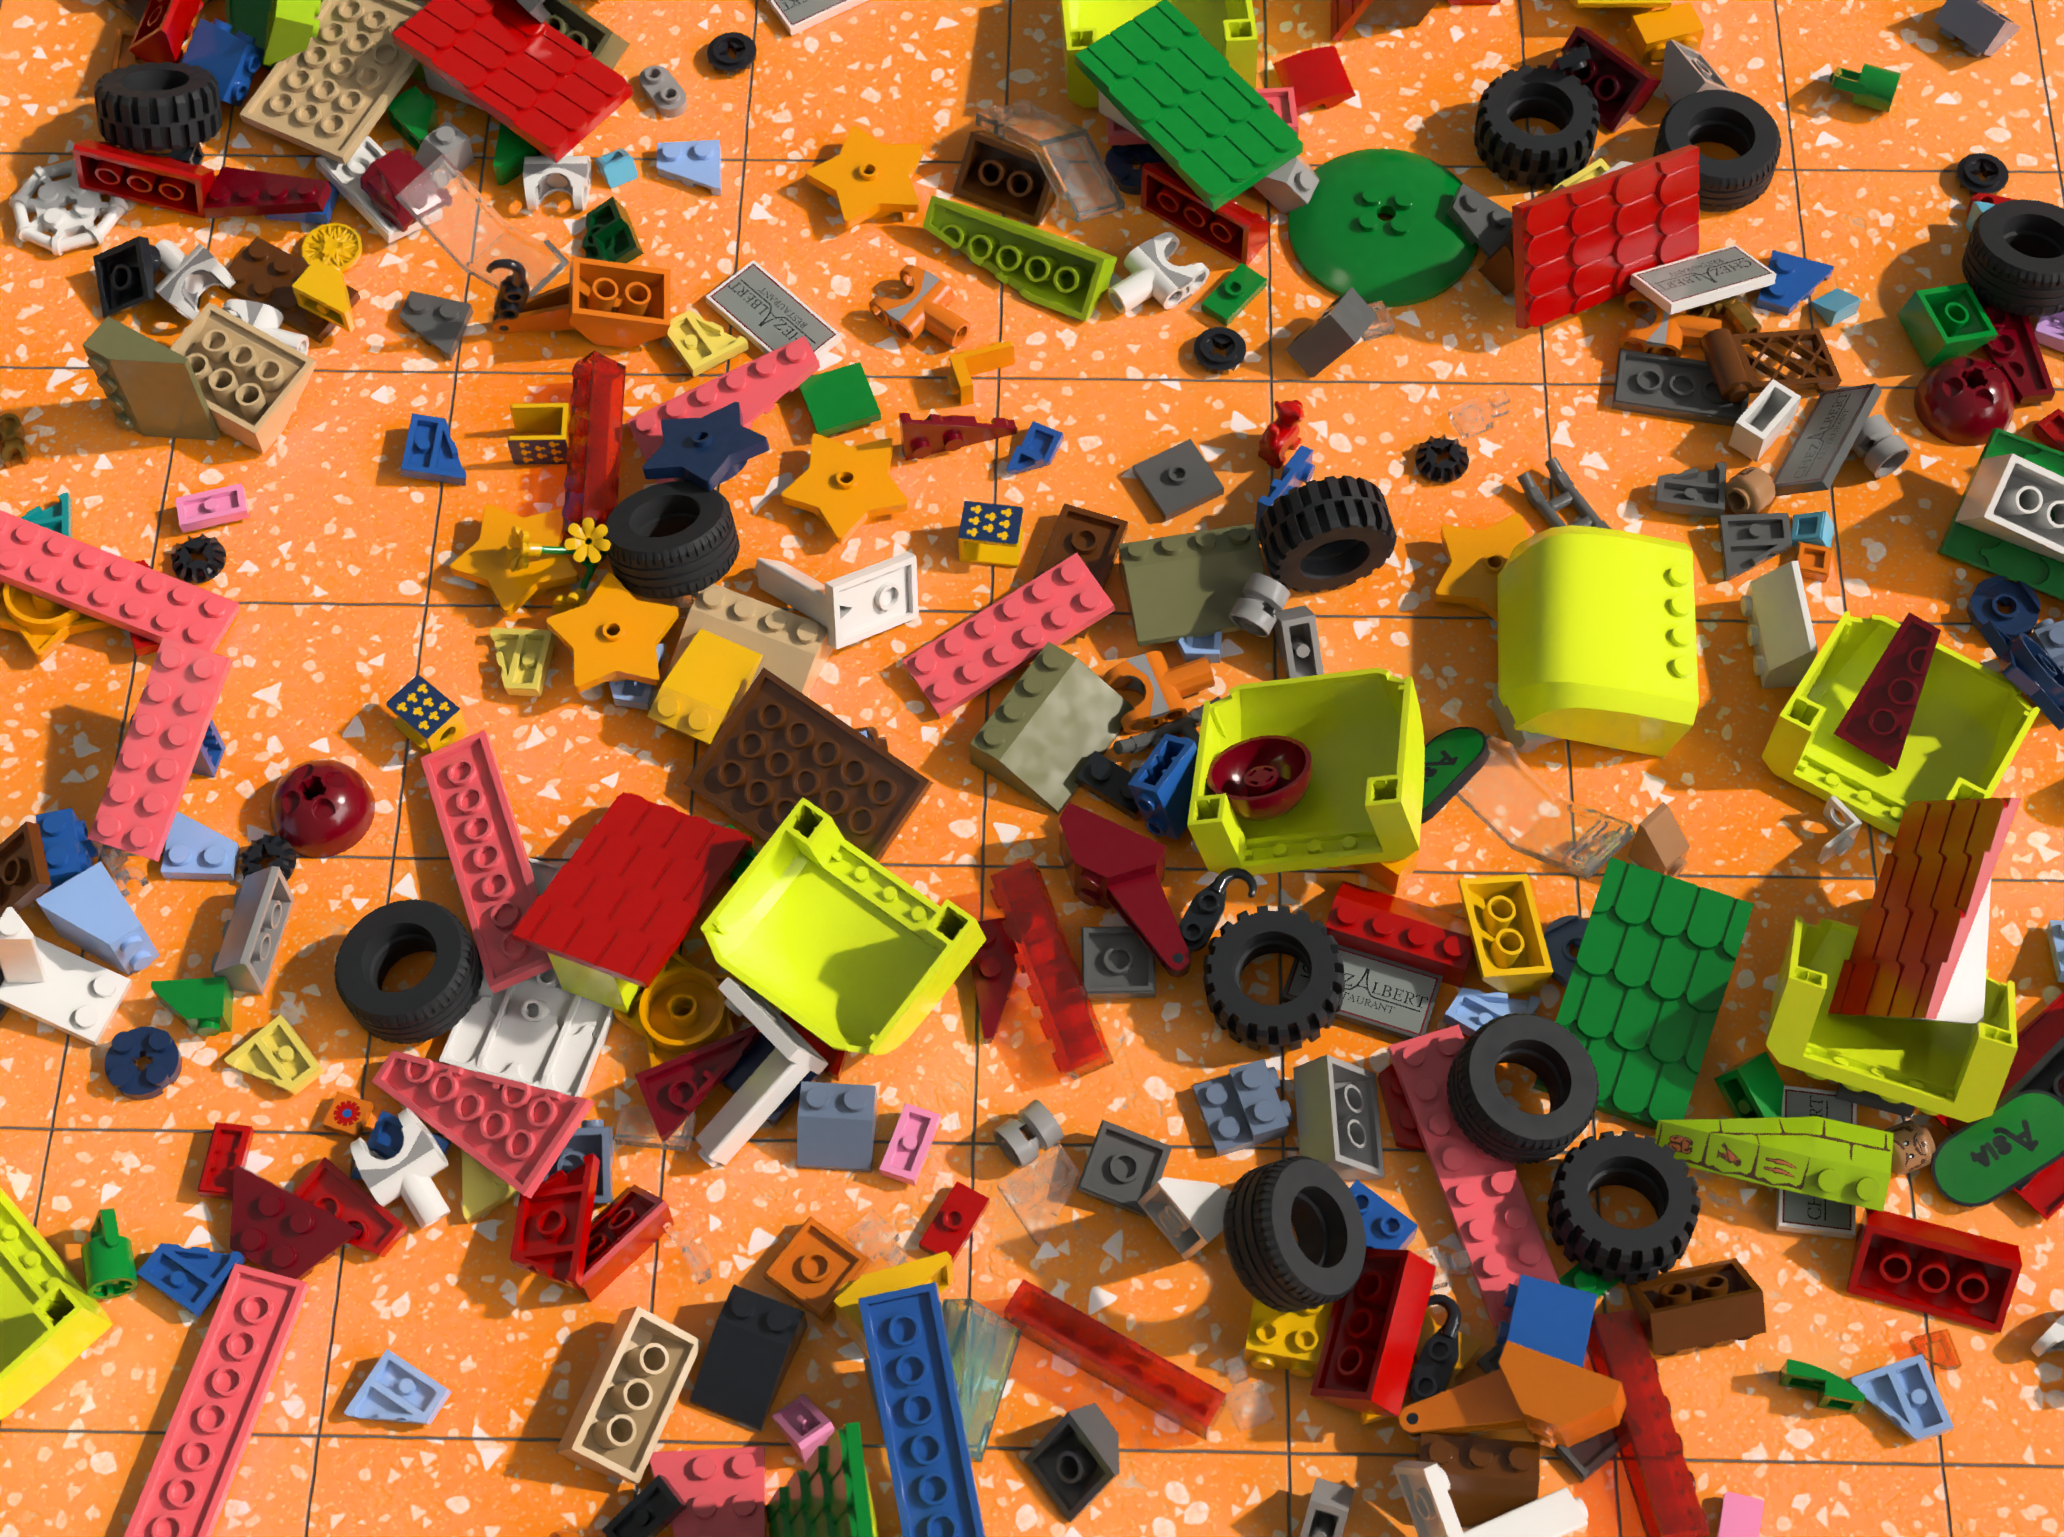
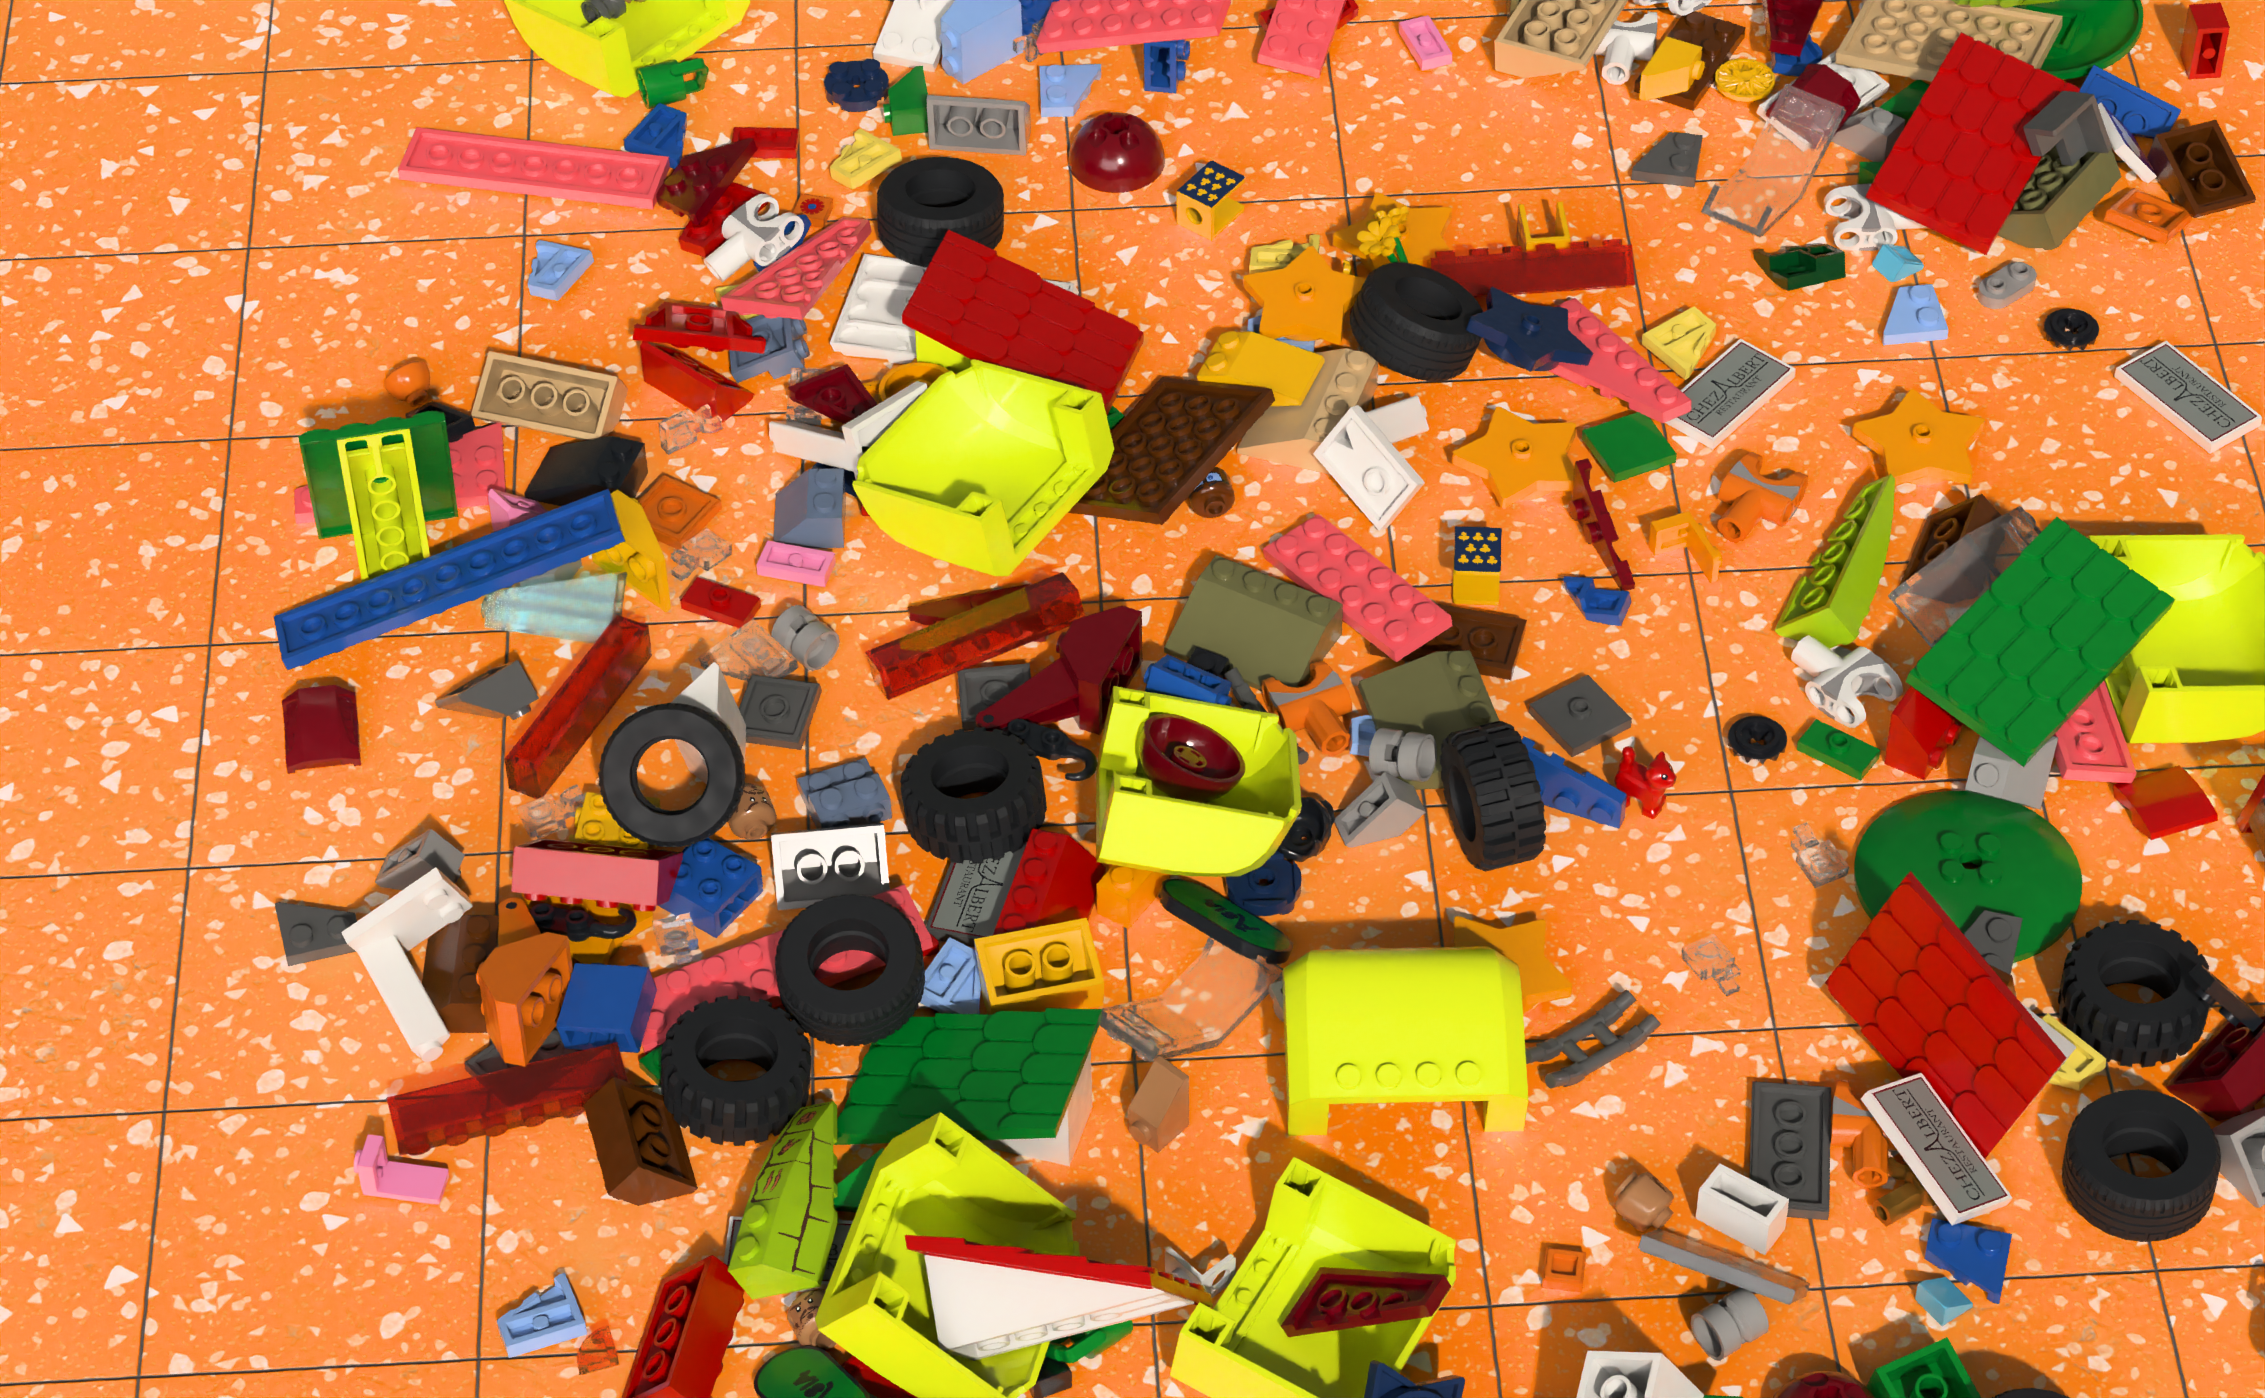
camera: 85 degrees right, 15 degrees down
(199, 570) = (1380, 50): black gear -> none
(276, 848) = (1044, 130): black gear -> none
(431, 452) = (1514, 172): blue wing -> none
(486, 856) = (1101, 243): coral plate -> none
(603, 301) = (1699, 243): orange slope -> none
(1332, 333) = (1794, 817): dark grey panel -> none
(1446, 470) = (1653, 944): black gear -> none
(1693, 492) = (1638, 1149): dark grey wing -> none
(1734, 366) = (1823, 1174): reddish brown piece -> none
(1751, 540) = (1577, 1206): dark grey wing -> none
(1779, 627) = (1476, 1218): white slope -> none
(1812, 528) = (1605, 1273): medium azure slope -> none
(1832, 1390) = (553, 1248): green slope -> none

